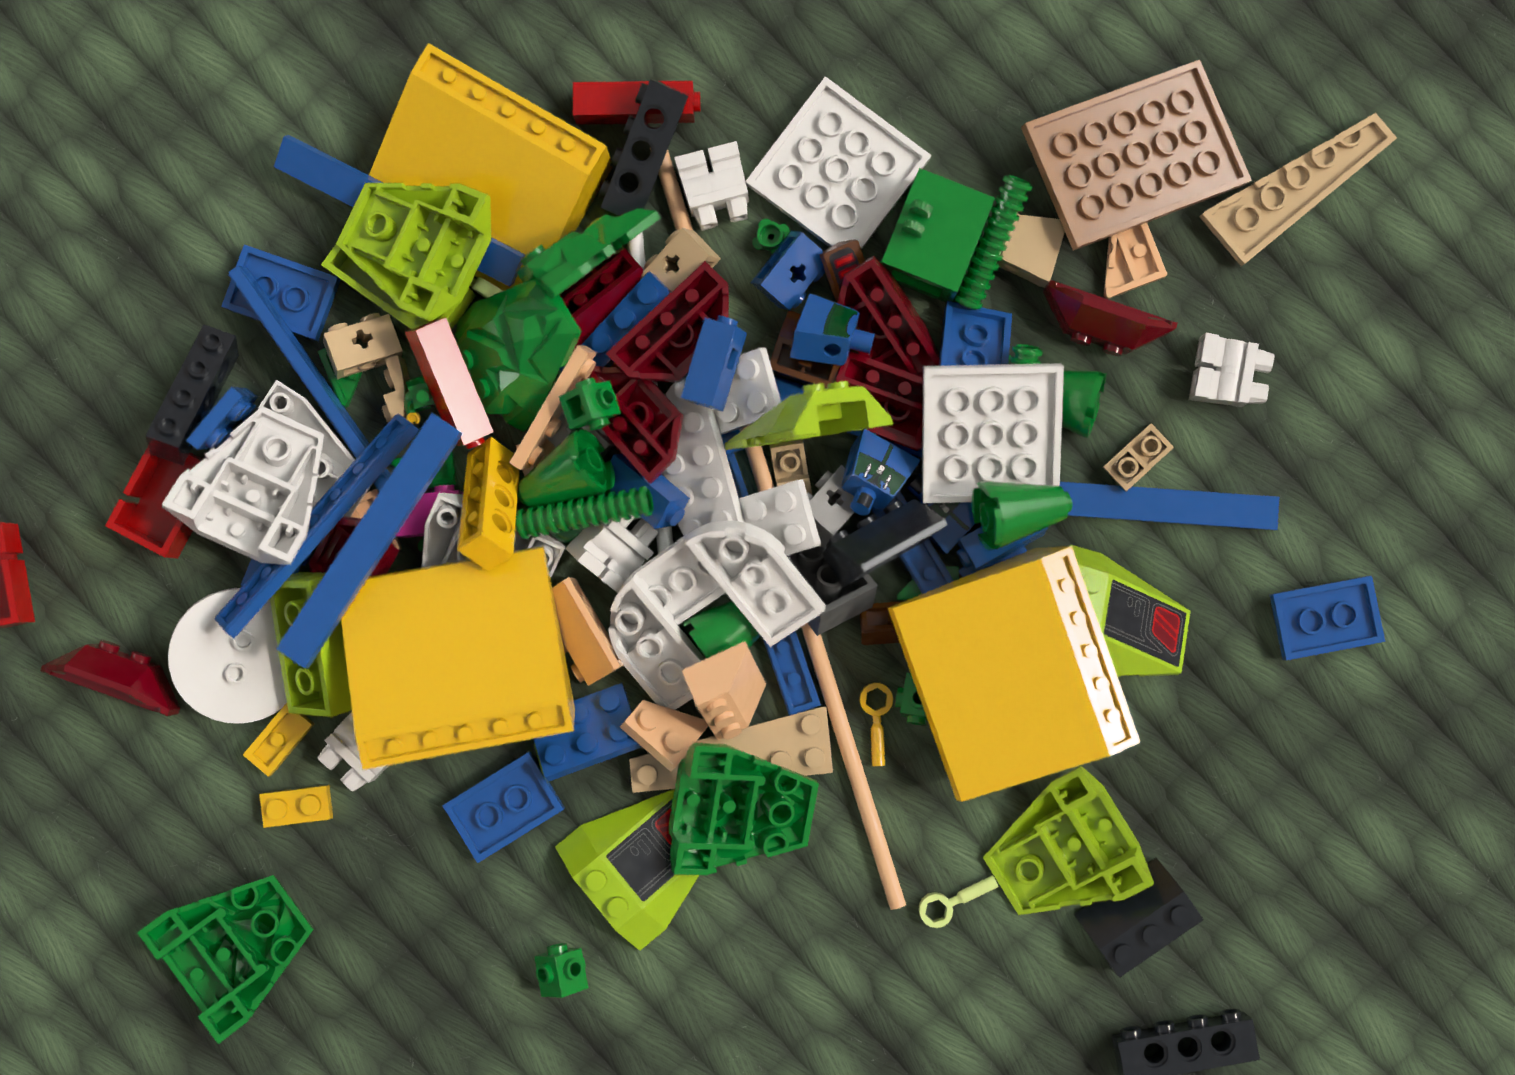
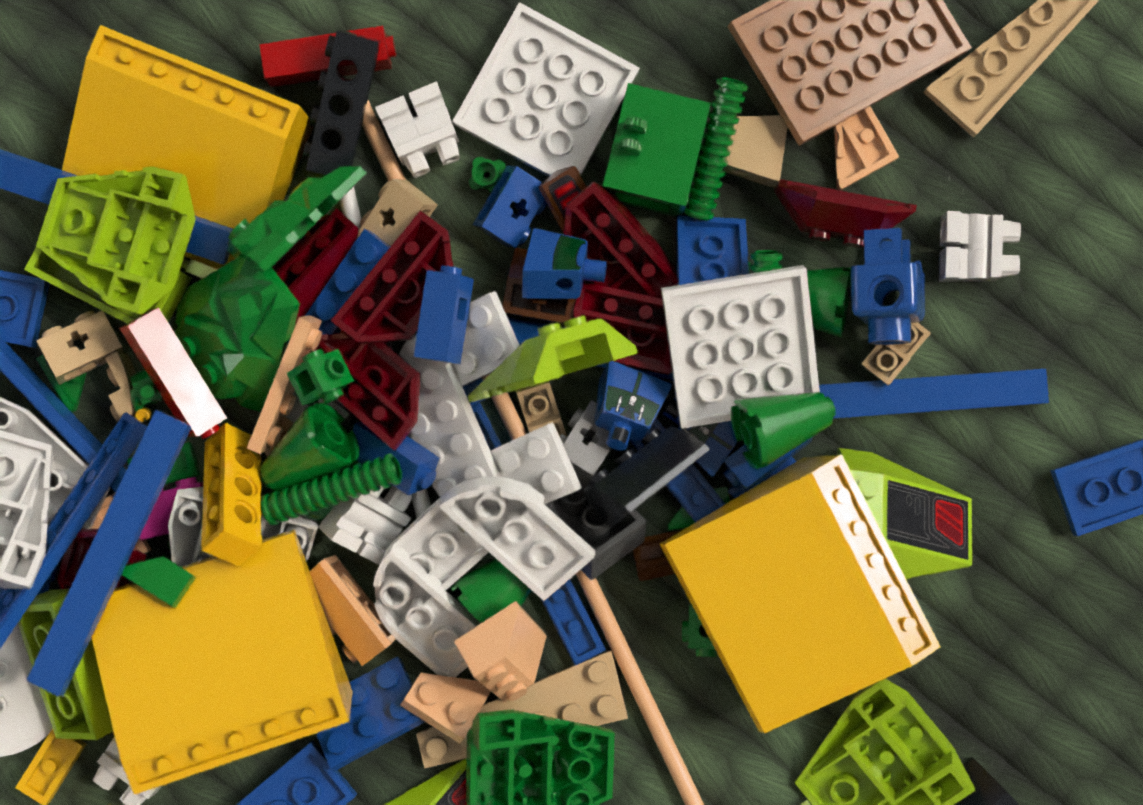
camera: 10 degrees left, 0 degrees up
(413, 572) = (161, 579): none -> green tile
(877, 729) = (667, 666): yellow piece -> none
(1137, 384) = (885, 271): none -> blue piece

